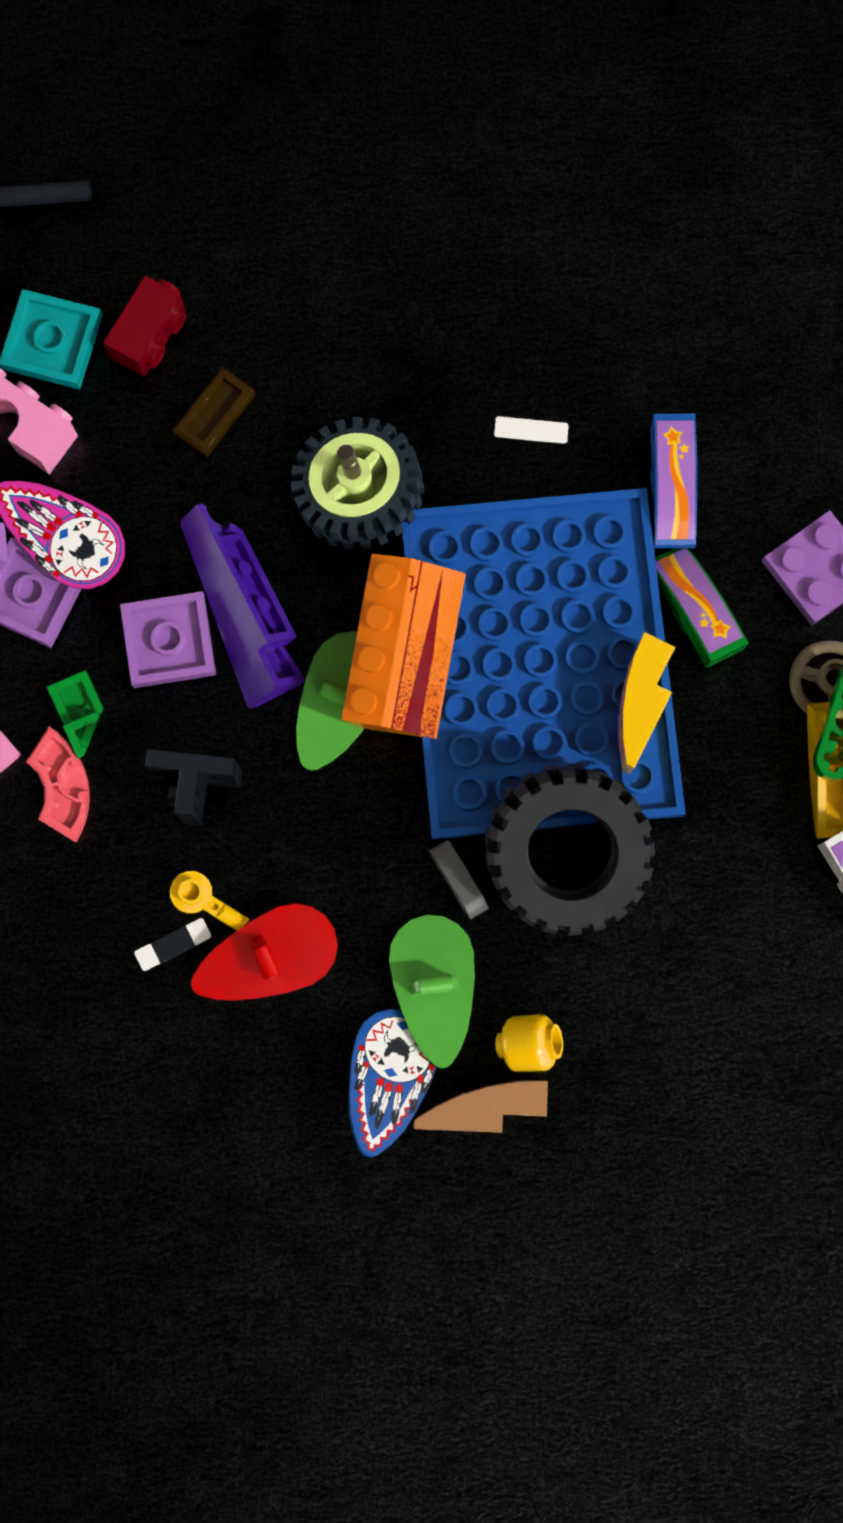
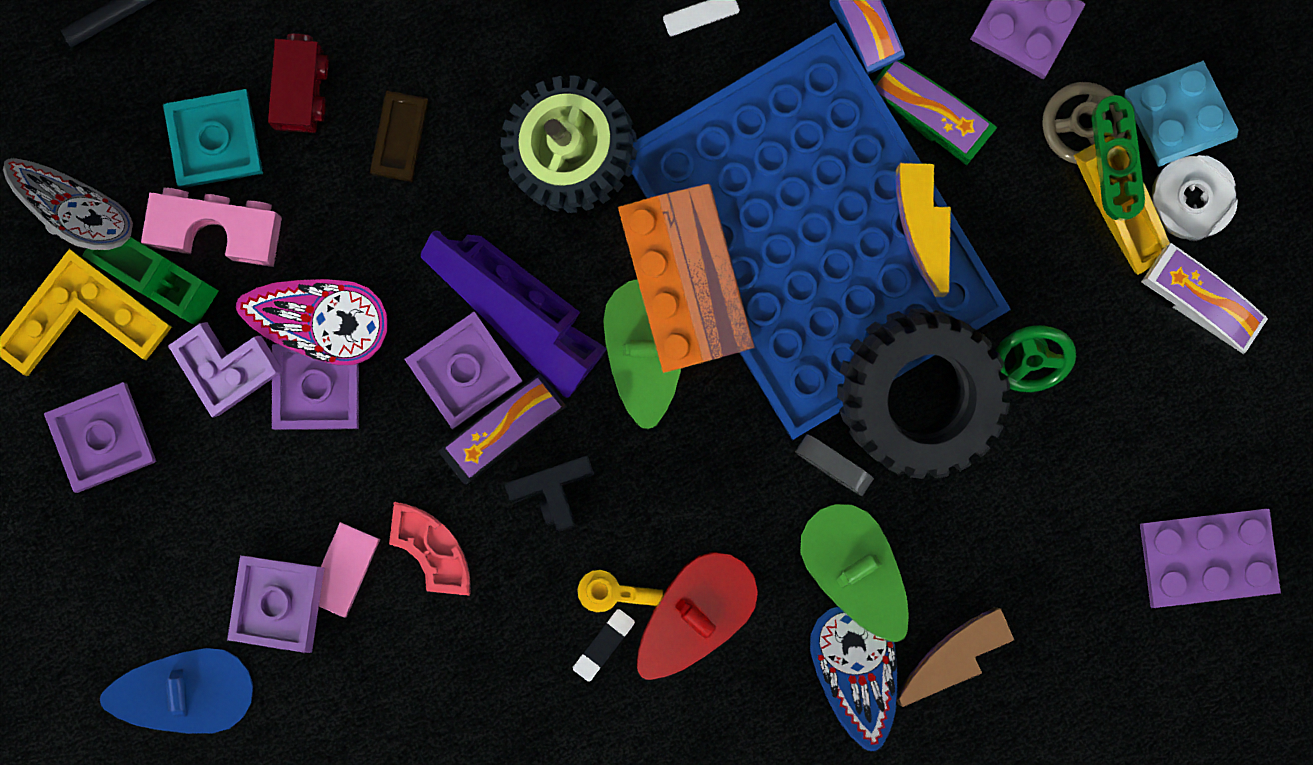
camera: 25 degrees left, 5 degrees up
(78, 708) = (412, 473): green slope -> none
(174, 706) = (502, 429): none -> slope
(529, 1043) = (967, 582): yellow head -> none
(688, 864) = (1033, 354): none -> green piece
(765, 1129) = (1210, 558): none -> medium lavender plate

